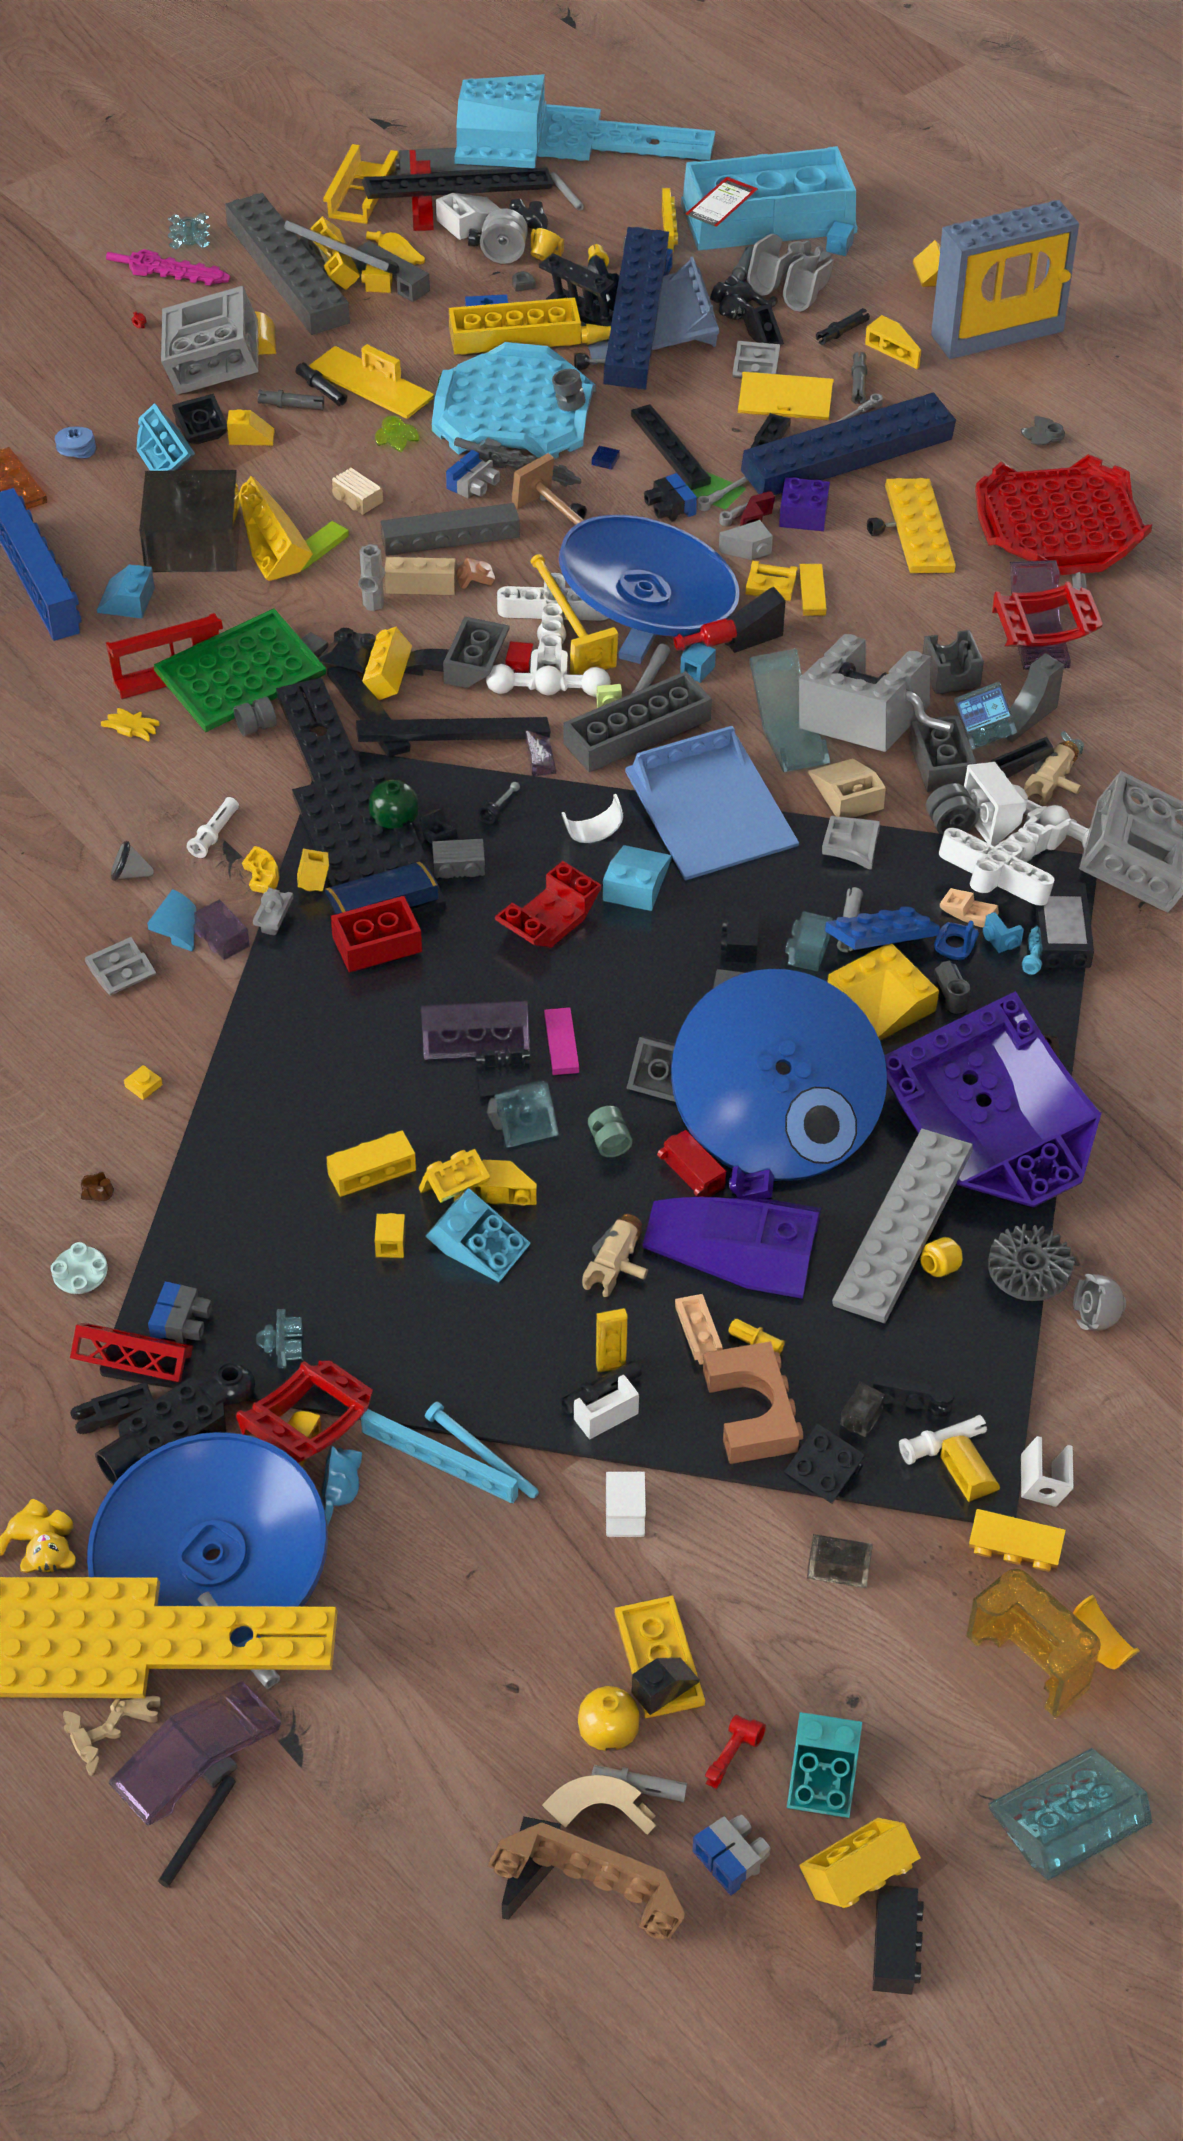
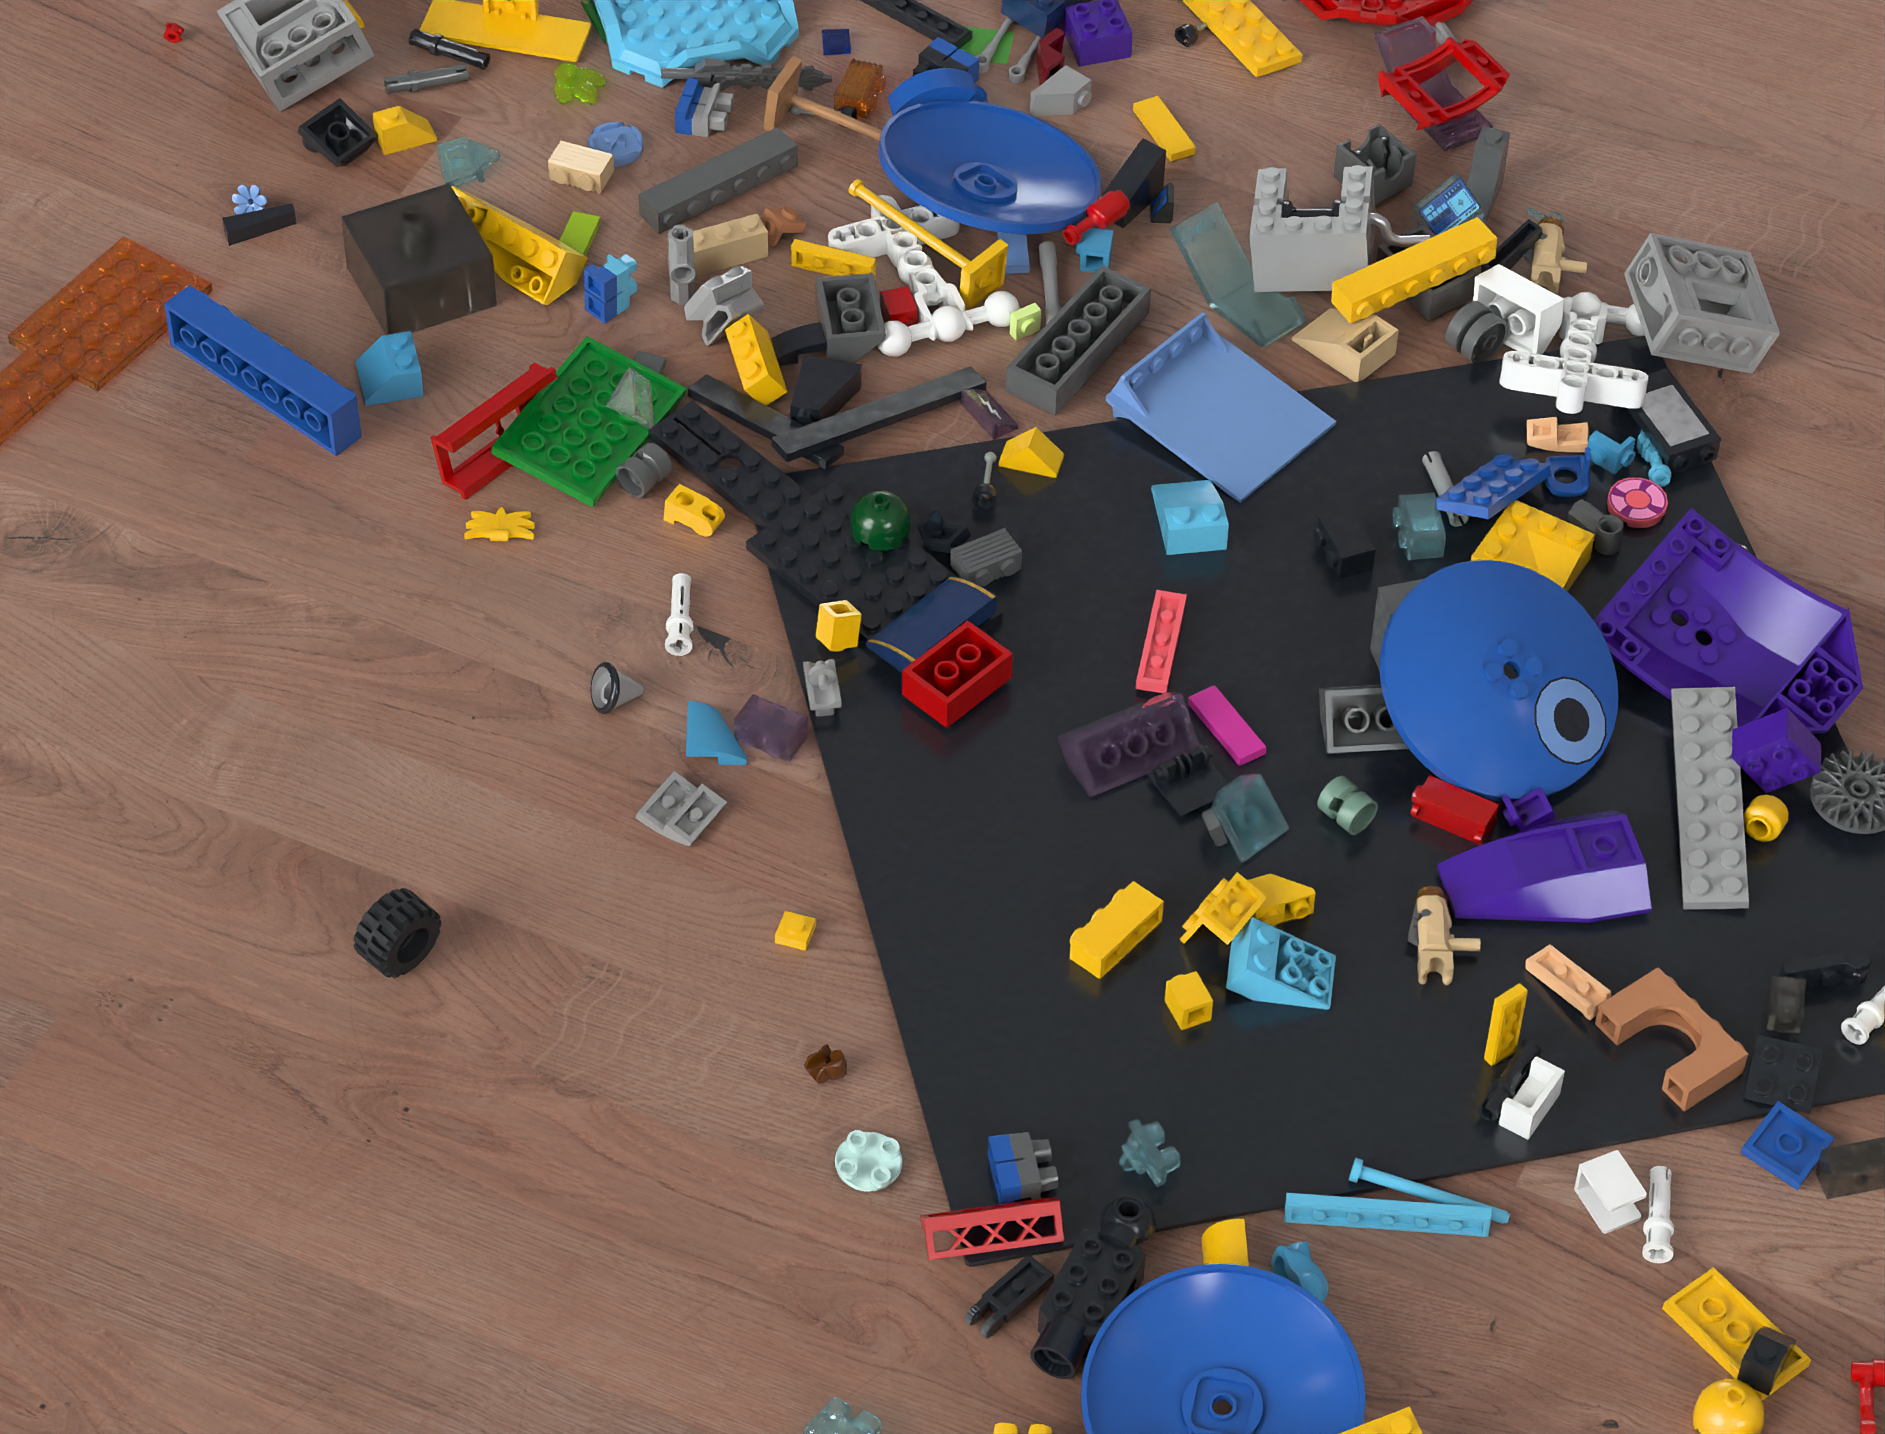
camera: 25 degrees left, 0 degrees up
(75, 442) = (202, 206): medium blue piece -> none
(107, 464) = (257, 223): none -> black piece
(110, 448) = (249, 199): none -> medium blue plant
(161, 442) = (312, 178): medium azure wedge -> none
(263, 869) = (770, 644): yellow tile -> none
(264, 1416) = (1229, 1176): red wedge -> none
(272, 757) = (693, 511): none -> yellow leg
(278, 463) = (465, 160): none -> clear light blue slope
(279, 662) = (633, 398): none -> clear slope
(315, 581) = (609, 287): none -> hips
(349, 650) = (703, 358): black slope -> none
(391, 610) = (723, 302): none -> light grey piece
(397, 483) = (619, 140): none -> medium blue tile
(424, 699) = (823, 389): none -> black slope
(494, 611) = (830, 260): none -> yellow tile
(547, 794) = (1032, 454): none -> yellow slope
(550, 962) = (1161, 641): none -> coral plate
(555, 910) = (1127, 577): red slope -> none
(597, 827) = (1115, 468): white piece -> none
(598, 493) = (860, 87): none -> clear orange brick
(649, 1546) = (1658, 1226): none -> white pin
(653, 507) = (936, 86): none -> blue arch
(753, 1335) = (1626, 969): yellow axle -> none
(760, 583) = (1113, 138): yellow plate -> none
(775, 643) = (1163, 205): none -> pearl dark grey slope
(794, 1520) = (1787, 1145): none -> blue plate
(852, 839) = (1392, 399): light grey plate -> none
(923, 745) = (1414, 270): none -> yellow brick
(975, 1205) = (1776, 750): none -> dark purple brick
(1000, 978) = (1637, 502): none -> tile

